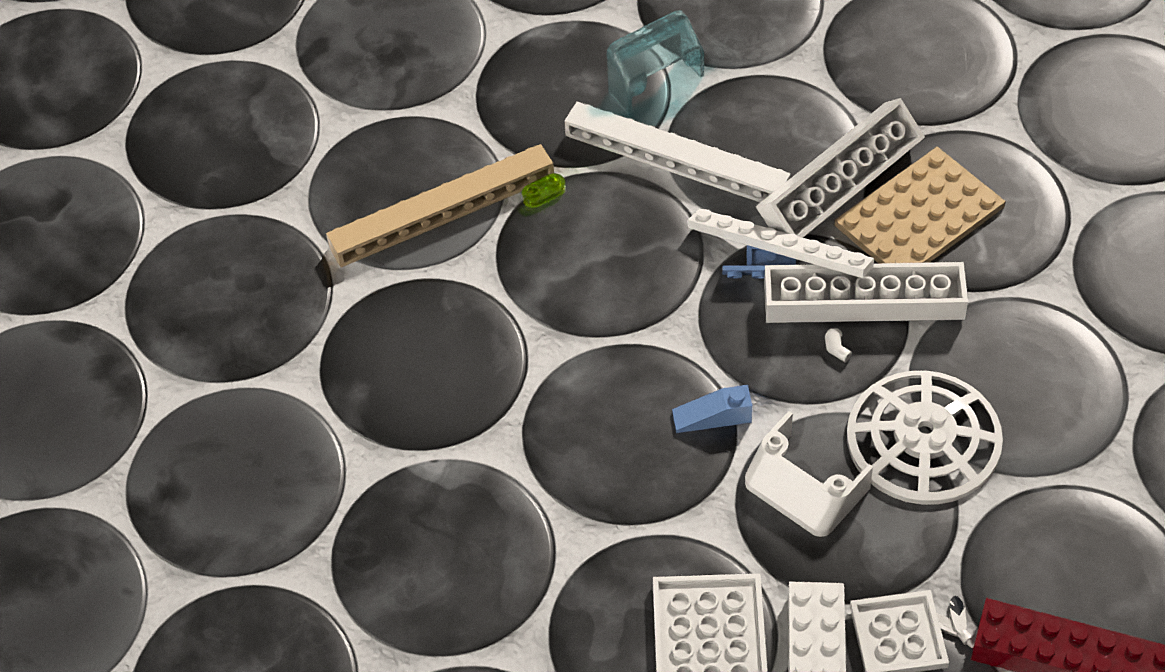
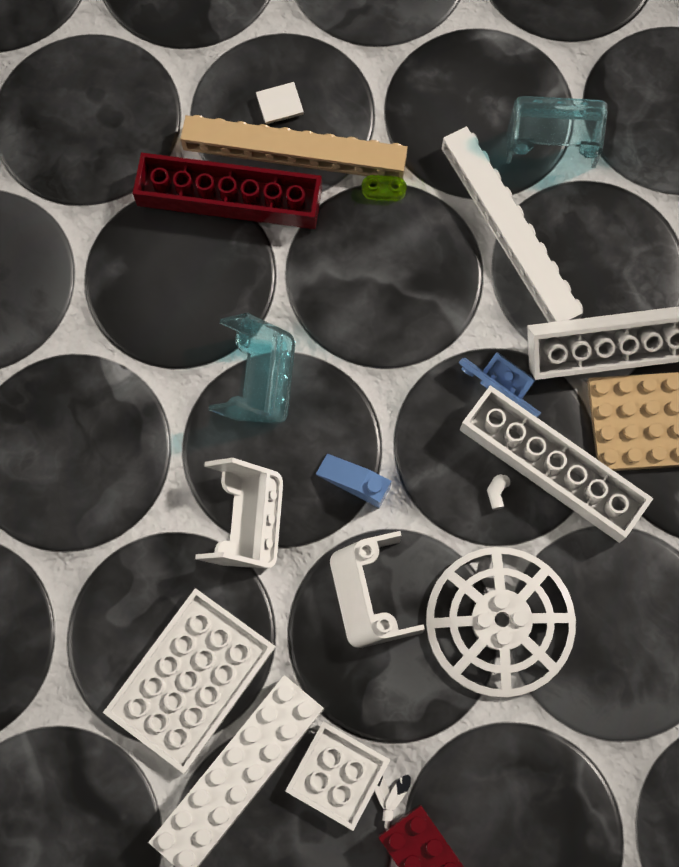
camera: 35 degrees right, 20 degrees up
(397, 182) = (279, 103): none -> white piece
(413, 267) = (228, 190): none -> dark red brick
(562, 377) = (267, 371): none -> clear light blue windscreen
(647, 488) = (254, 515): none -> white windscreen
(781, 243) = (522, 374): white plate -> none

